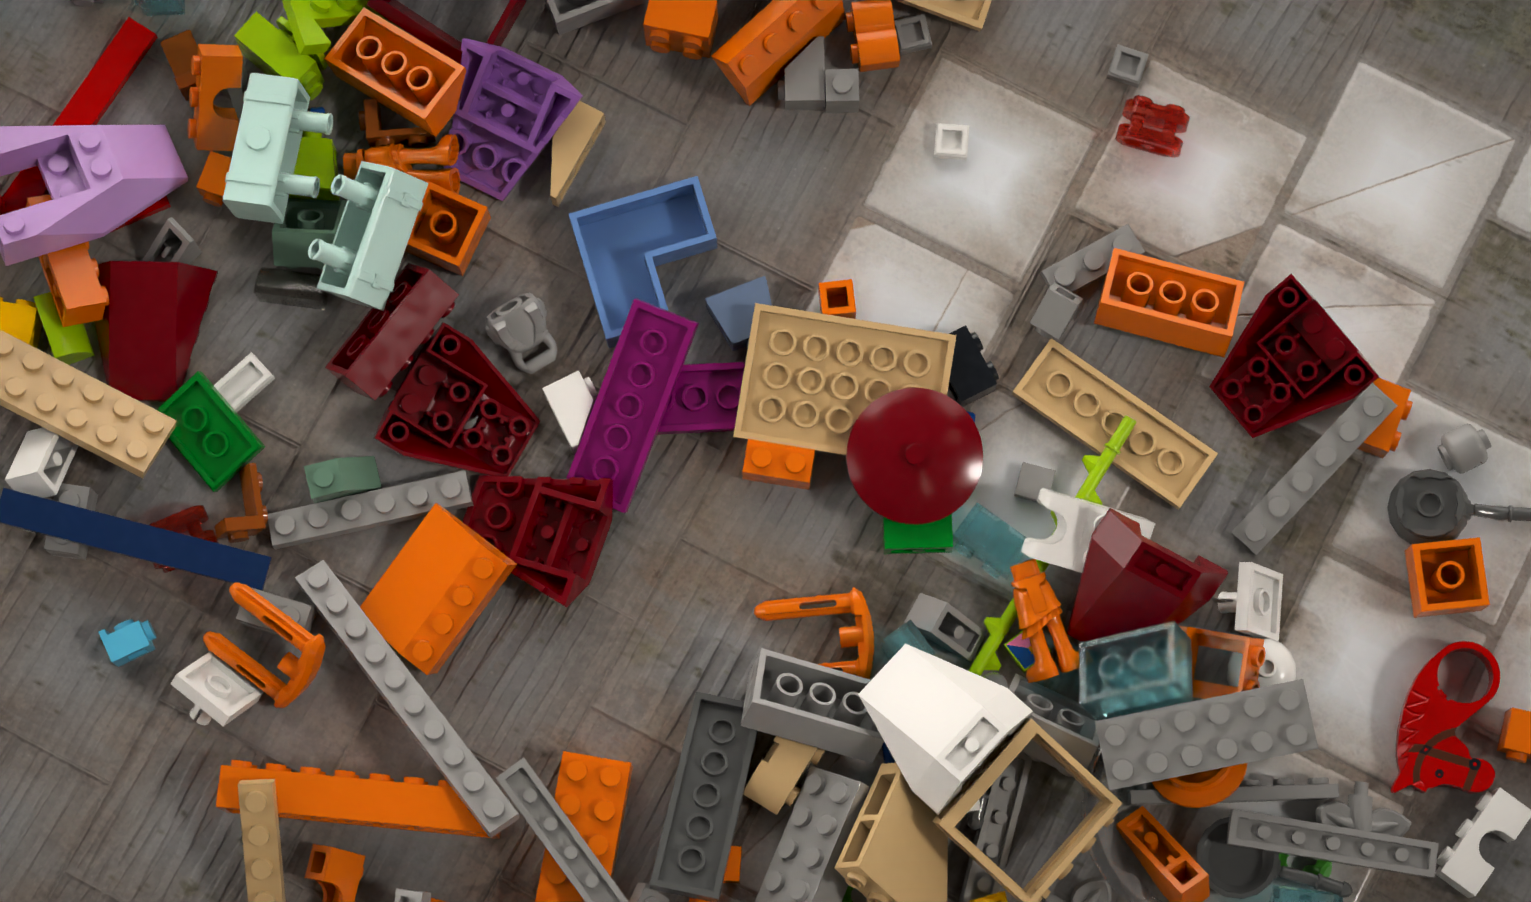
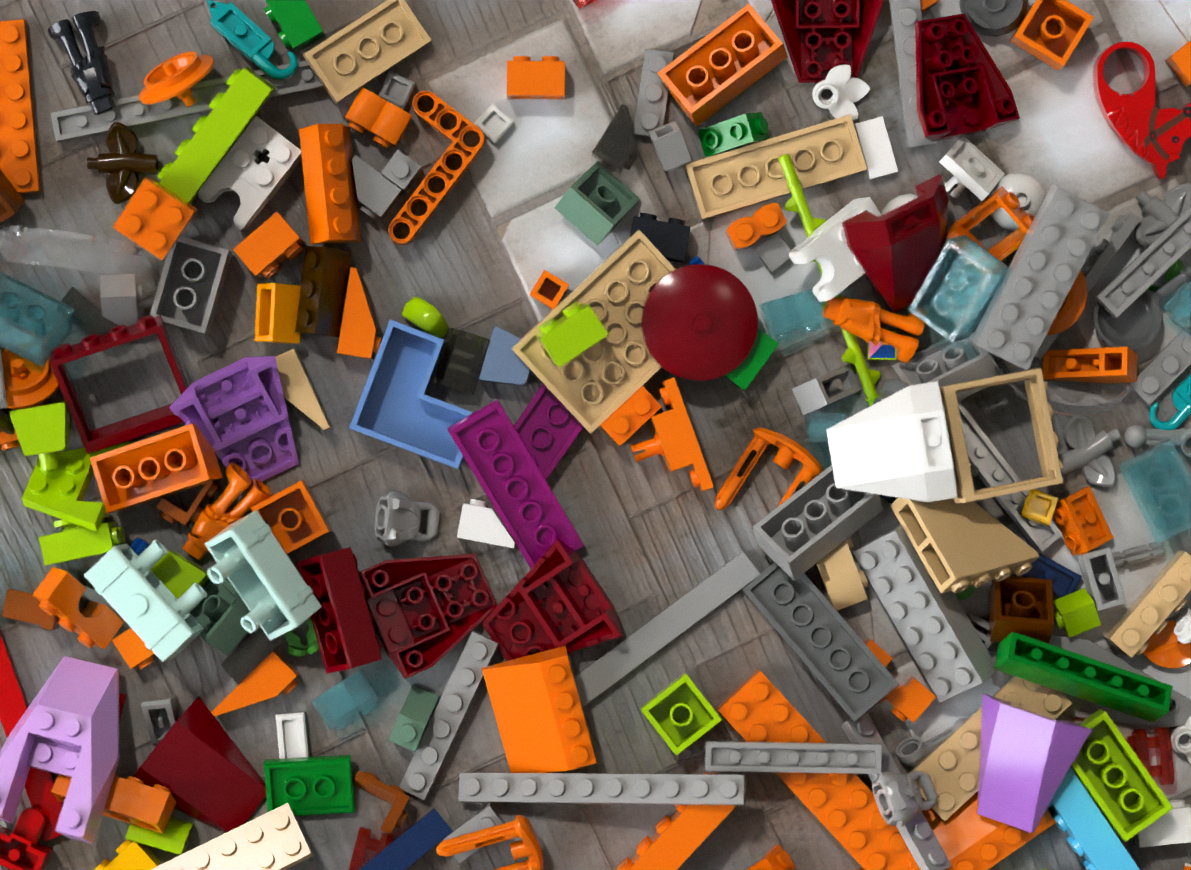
camera: 60 degrees left, 10 degrees up
(276, 318) = (264, 682): none -> orange slope
(314, 404) = (347, 699): none -> clear light blue brick
(329, 322) = (295, 646): none -> bright green piece
(534, 720) = (680, 713): none -> lime brick
(604, 647) = (665, 627): none -> light grey tile
(626, 78) = (277, 313): none -> light orange brick
(672, 155) = (358, 327): none -> orange slope
(676, 101) = (323, 291): none -> dark brown brick
(709, 274) = (461, 361): none -> clear smoke brick
(725, 213) = (425, 317): none -> lime hair
(789, 518) = (675, 438): none -> orange brick
(810, 339) = (571, 333): none -> lime brick
(869, 123) = (440, 169): none -> orange beam
(951, 286) = (597, 203): none -> sand green slope
(1021, 146) = (535, 78): none -> orange brick
(1021, 262) = (617, 143): none -> clear smoke slope
(1036, 442) = (763, 223): none -> orange brick
(1116, 360) = (733, 133): none -> green bracket
(1206, 503) = (876, 148): none -> white tile
(1235, 433) = (844, 92): none -> white plate
(1326, 526) = (958, 81): none -> dark red wedge

